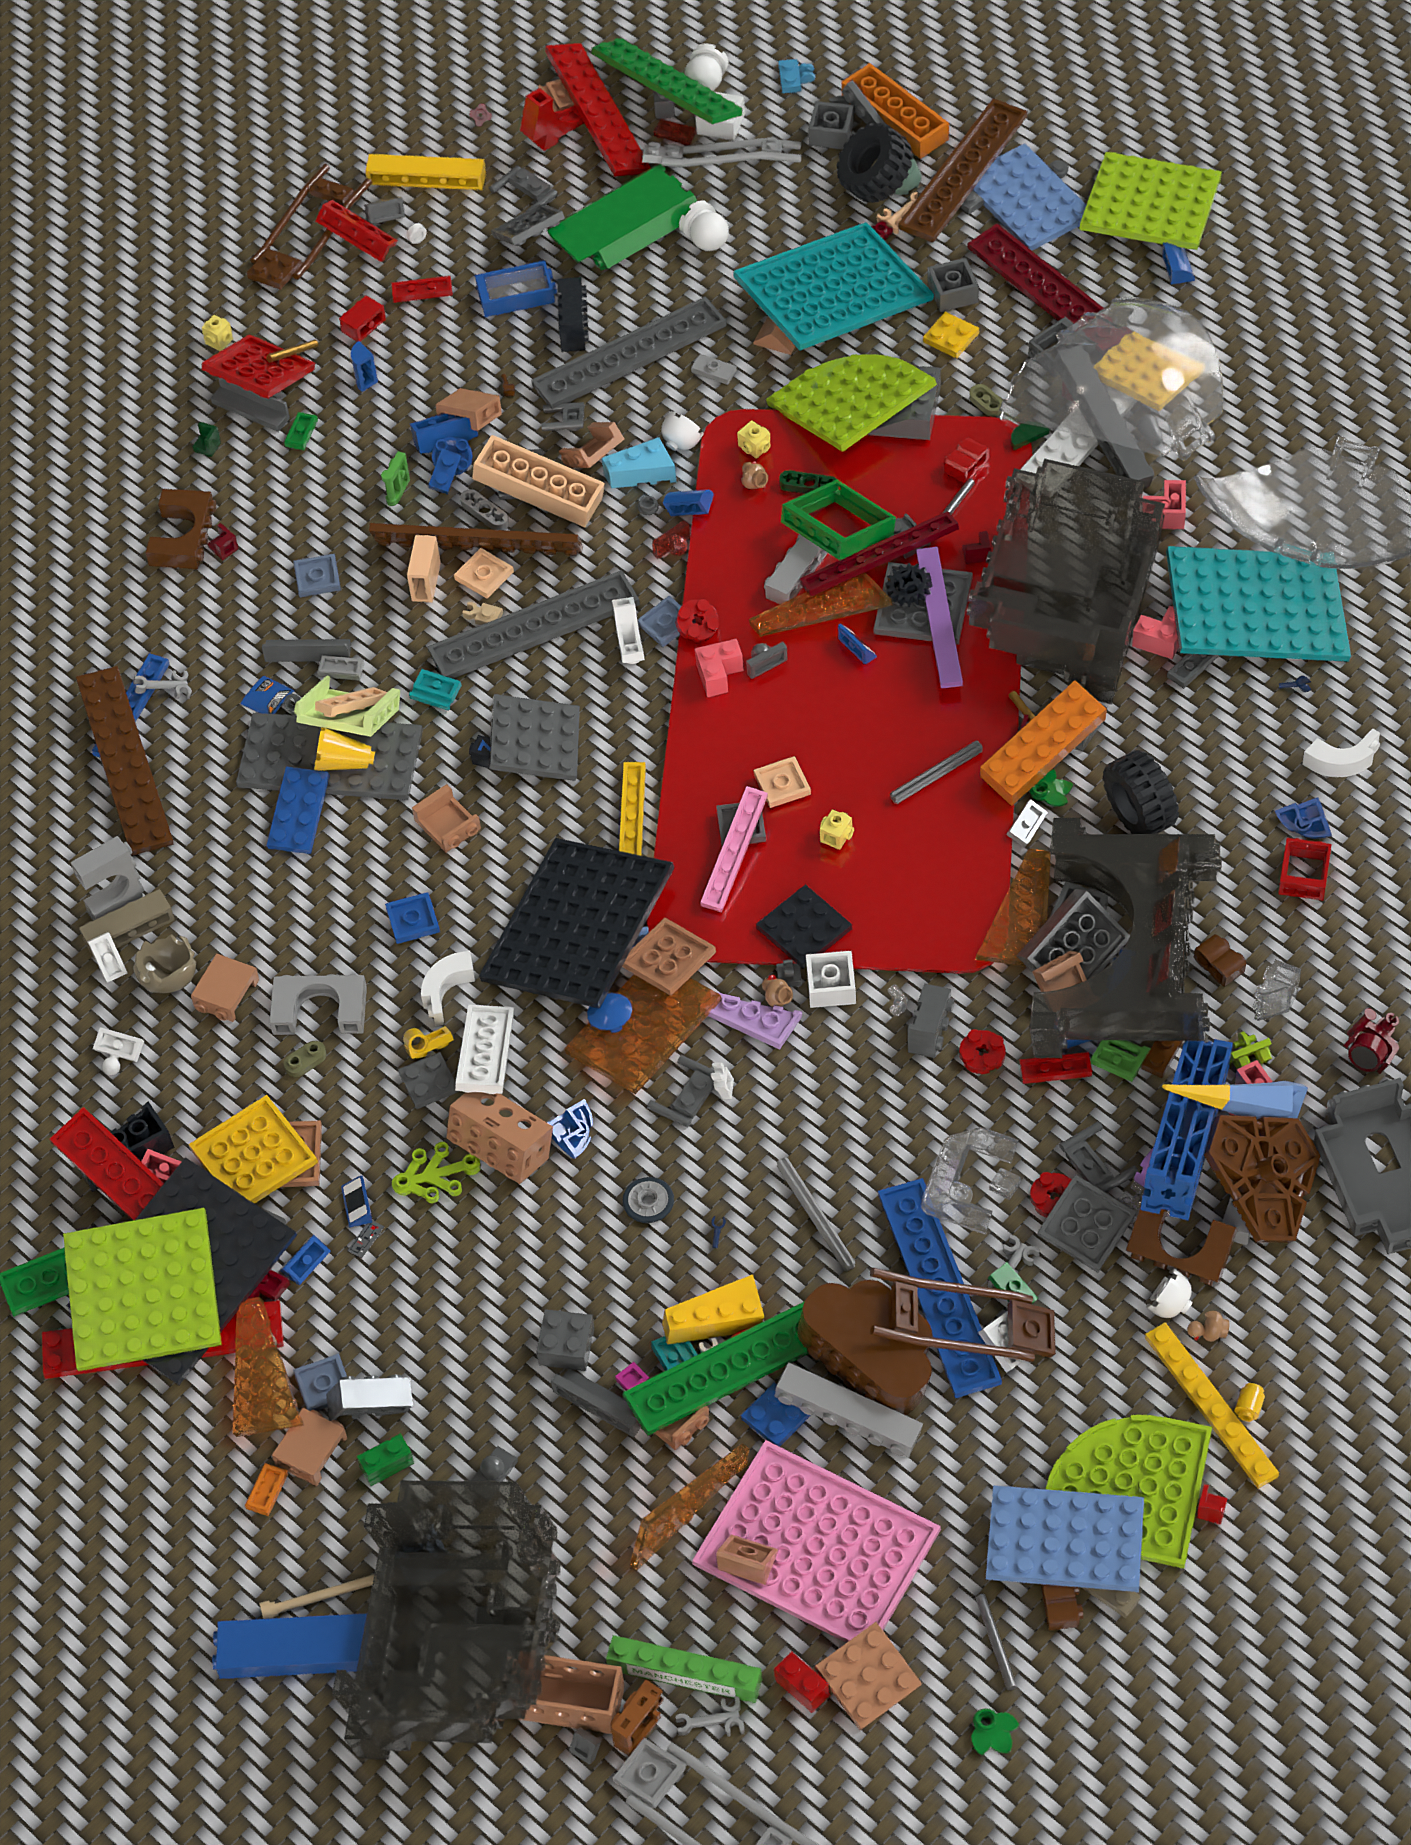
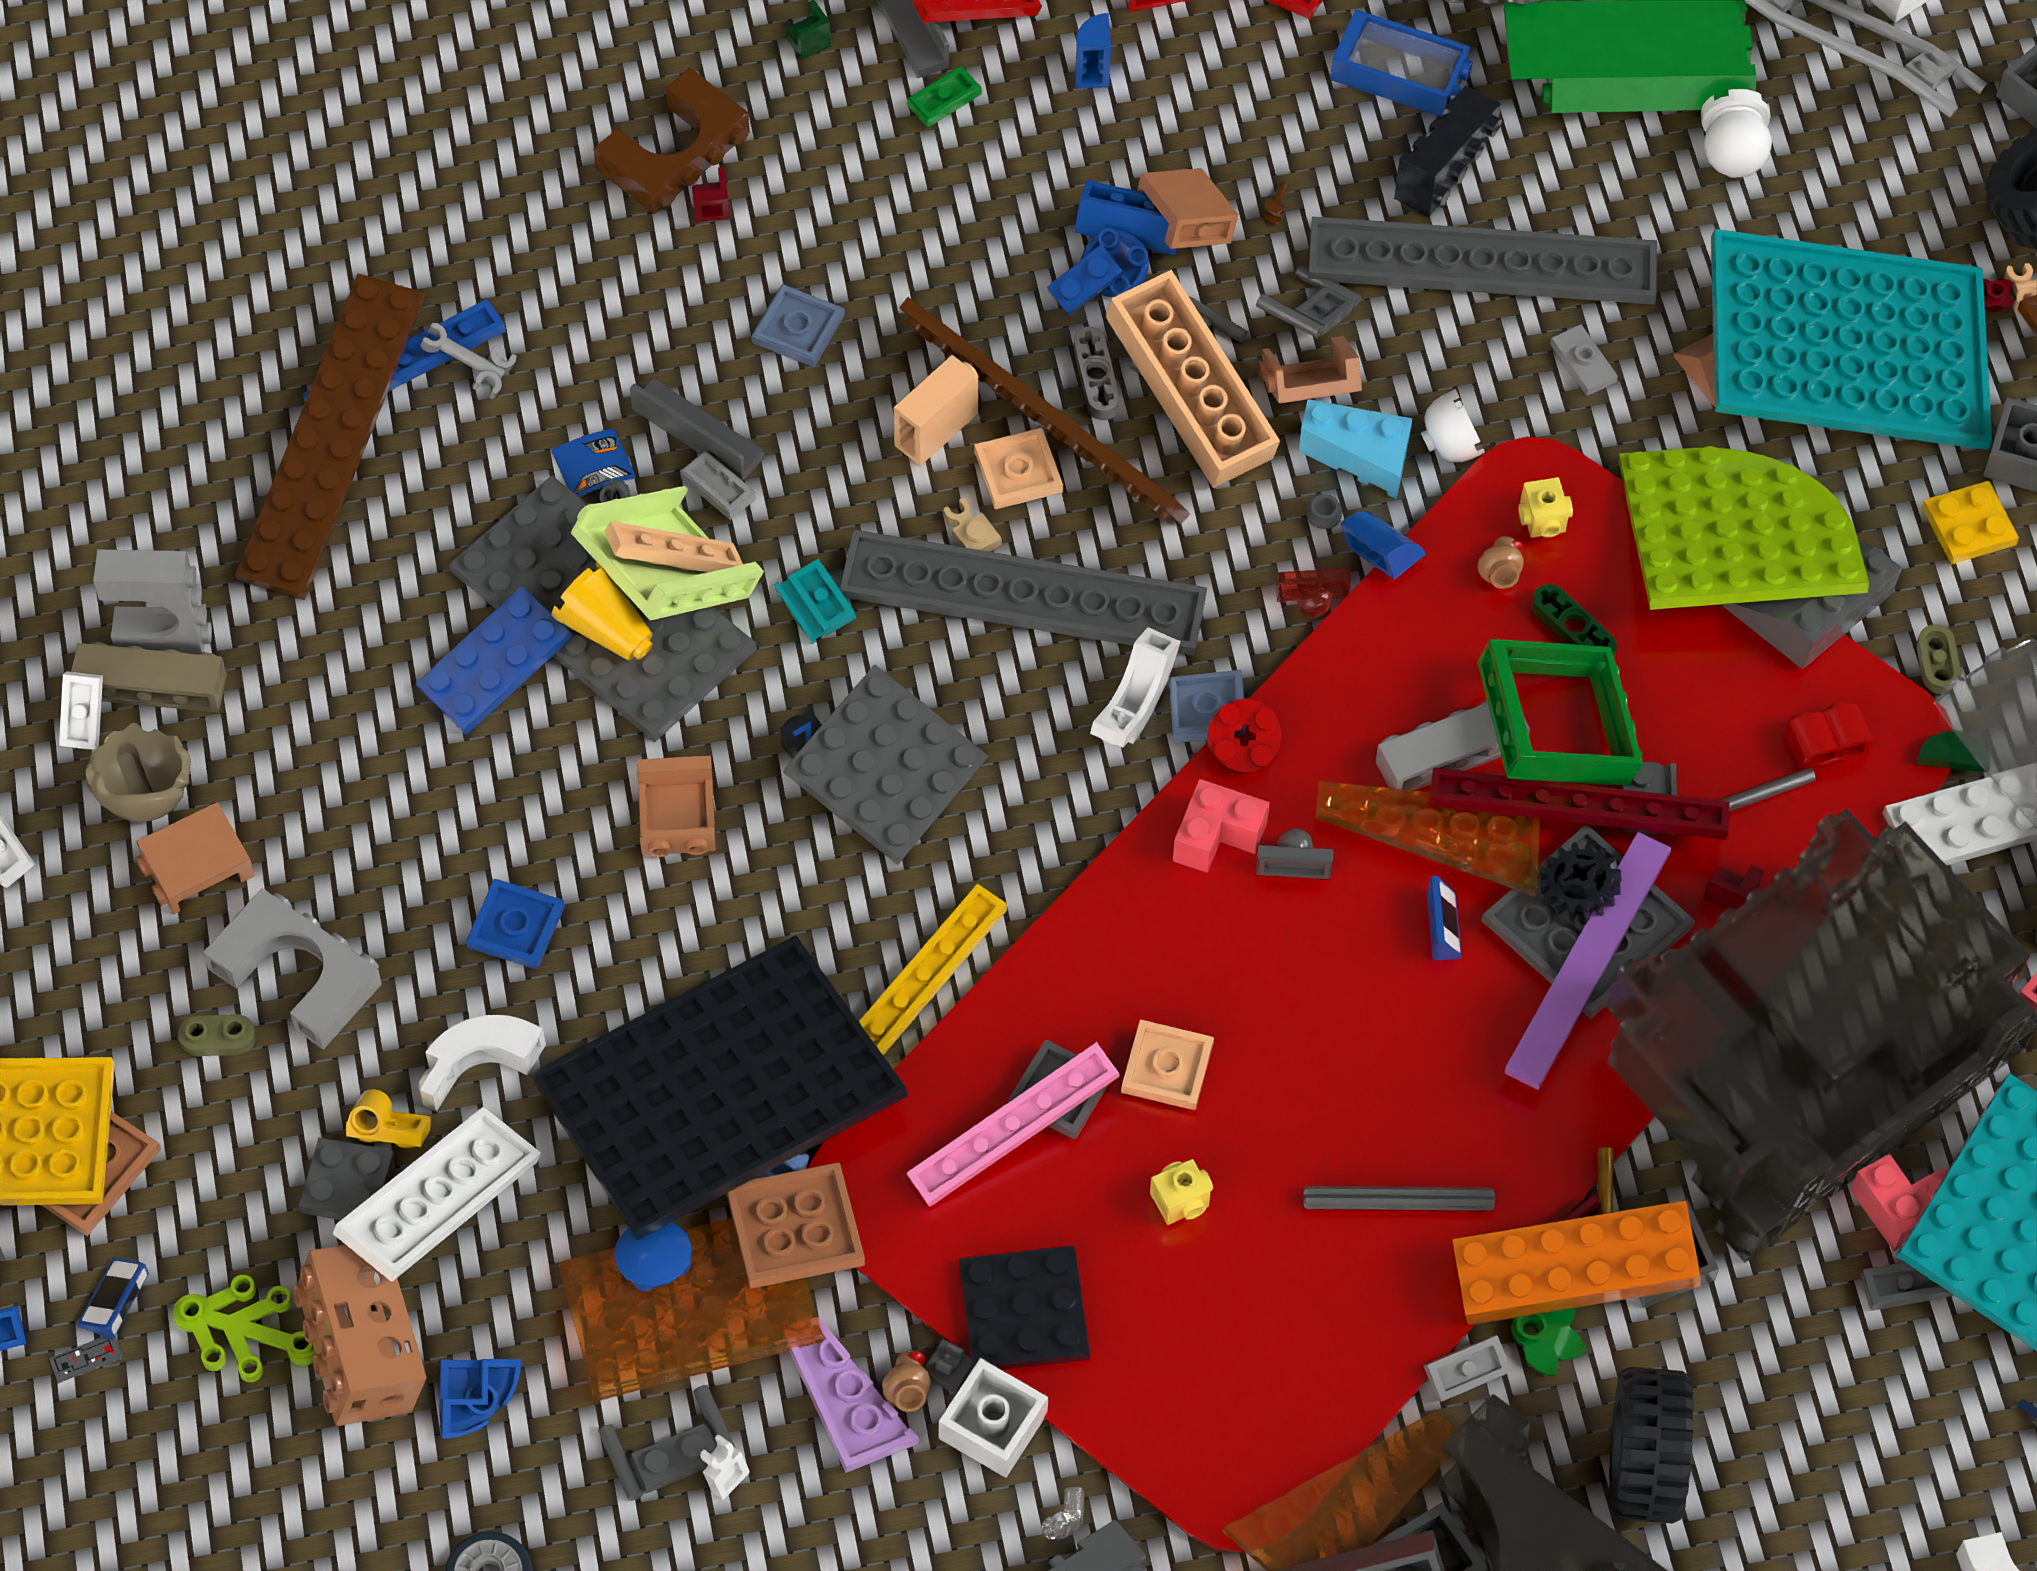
camera: 30 degrees right, 5 degrees up
(396, 478) = (1016, 250): bright green plate -> none

